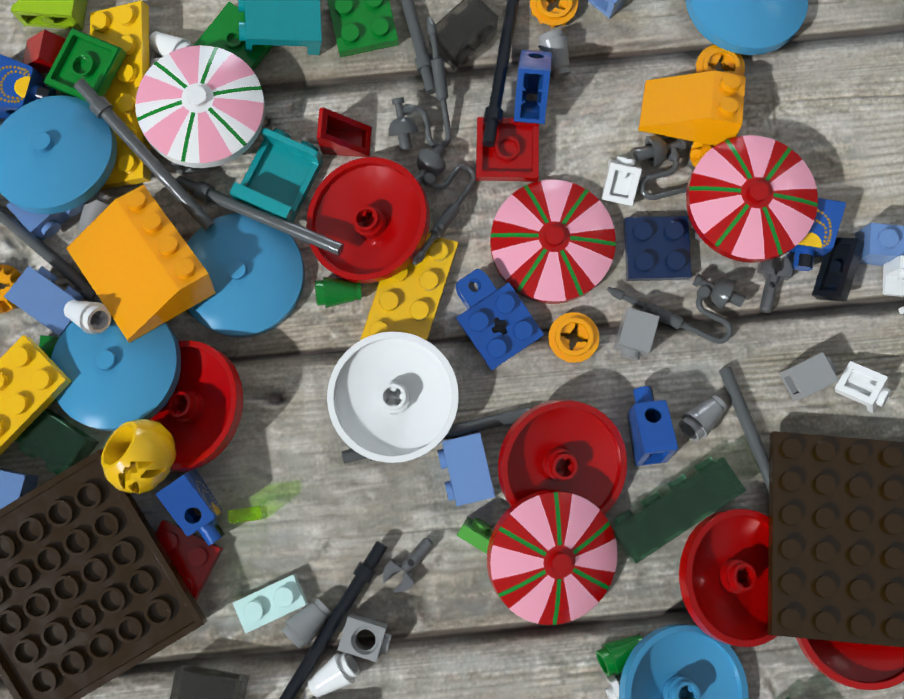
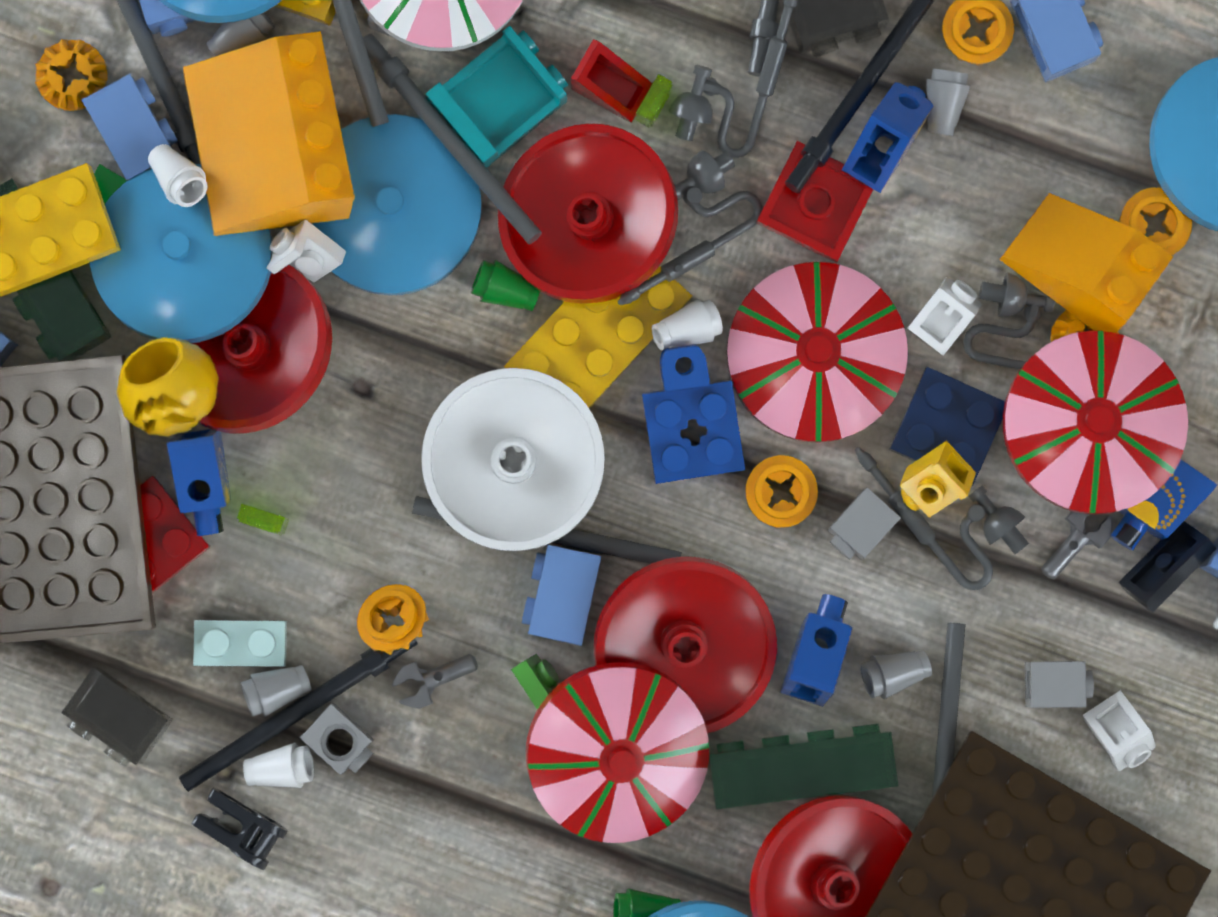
camera: 20 degrees right, 5 degrees up
(196, 325) = (306, 251): none -> white bracket
(357, 527) = (391, 601): none -> light orange gear
(376, 134) = (654, 101): none -> clear neon green tile
(467, 258) = (688, 326): none -> white cone
(665, 275) = (936, 480): none -> yellow brick

